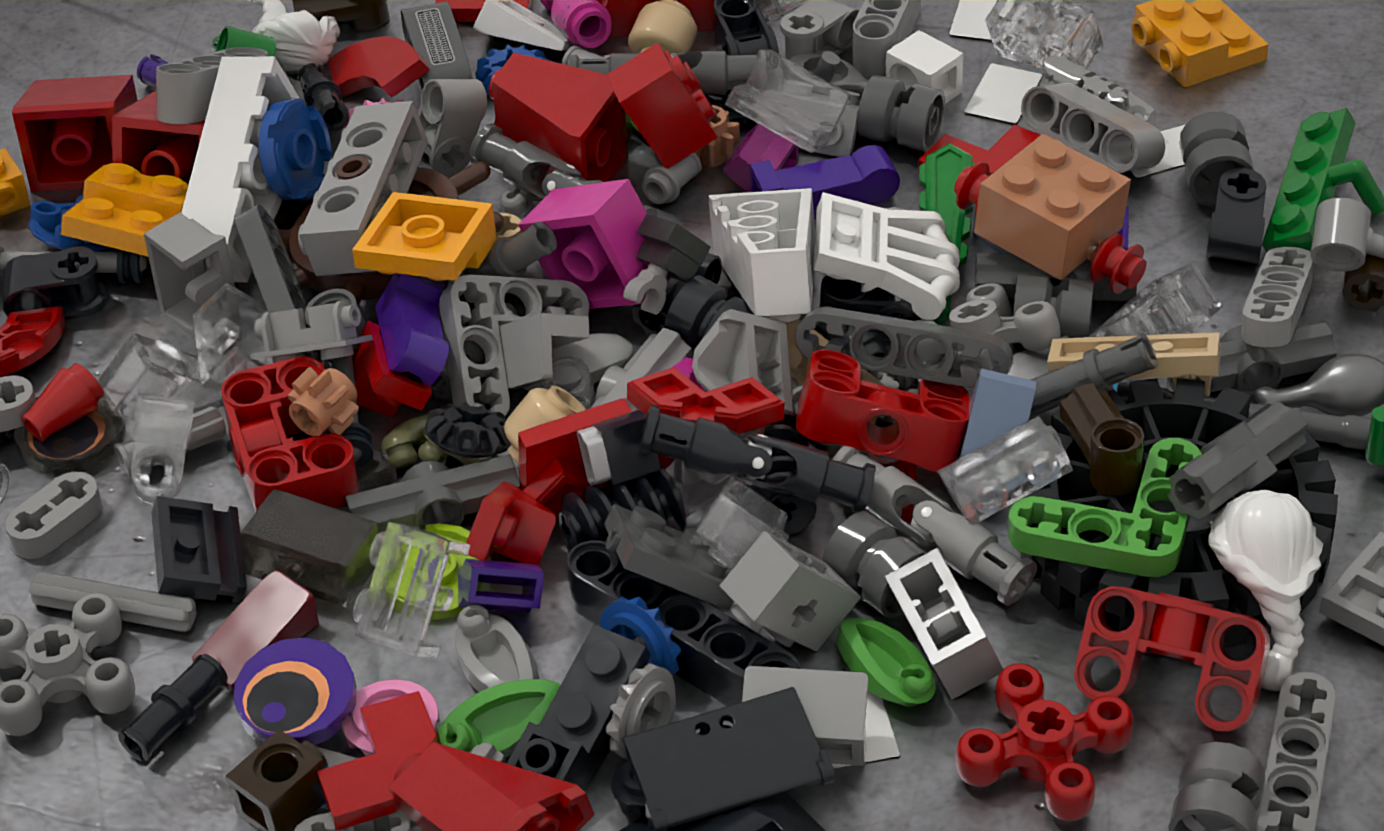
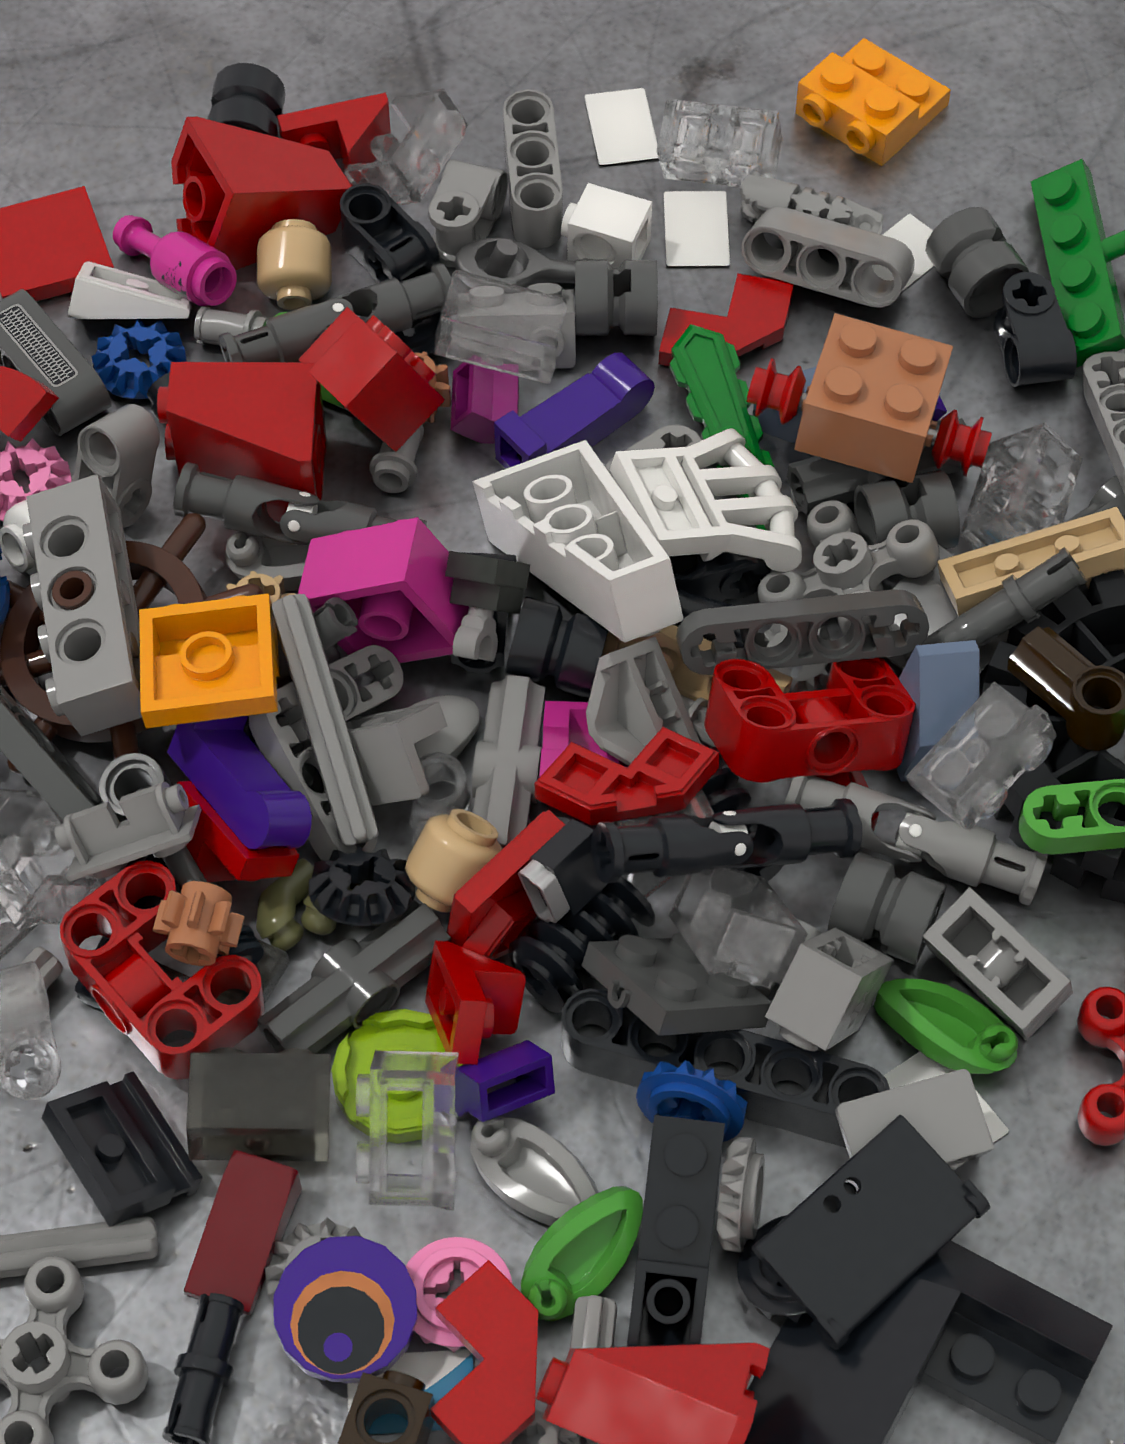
camera: 25 degrees left, 15 degrees up
(496, 307) = (324, 720): none -> light grey axle

